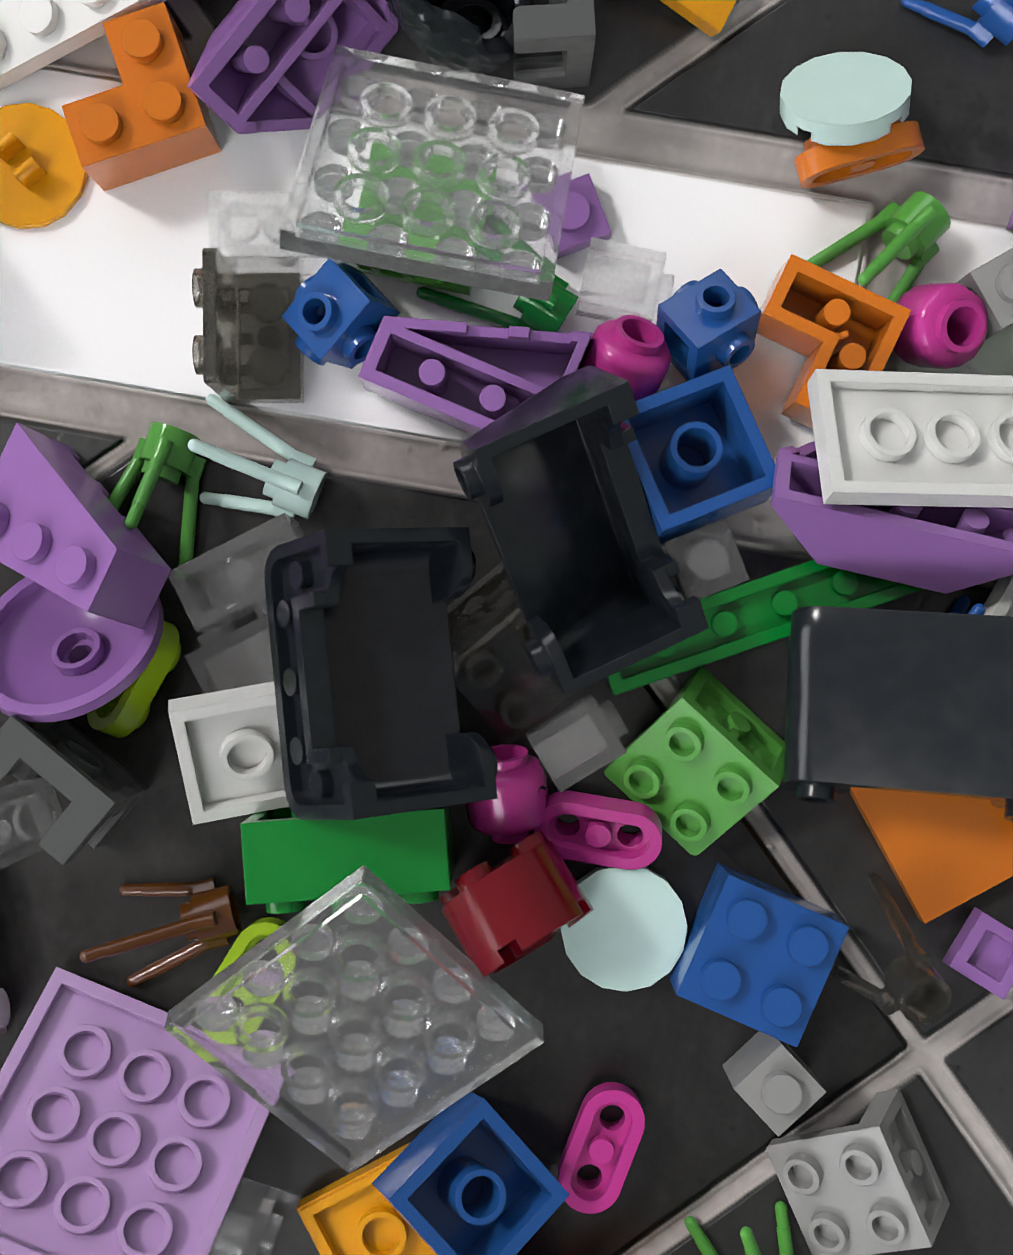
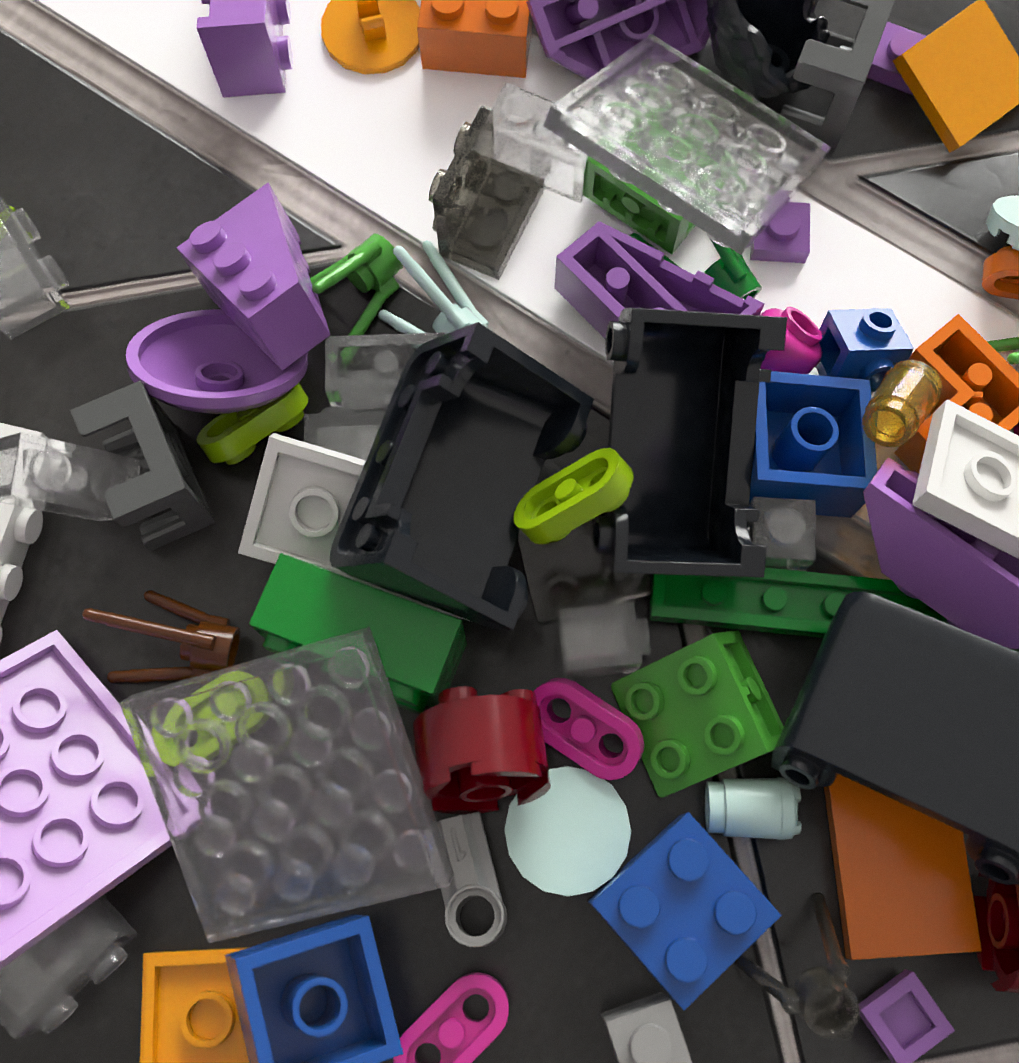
camera: 25 degrees right, 15 degrees down
(337, 314) = (557, 213): blue brick -> none
(494, 638) = (574, 496): none -> lime plate
(520, 794) = (518, 657): dark pink head -> none
(559, 1010) = (472, 878): none -> light grey piece
(623, 281) = (805, 283): clear brick -> none
(771, 381) = (901, 403): none -> clear yellow piece
(782, 832) = (753, 808): none -> light aqua piece

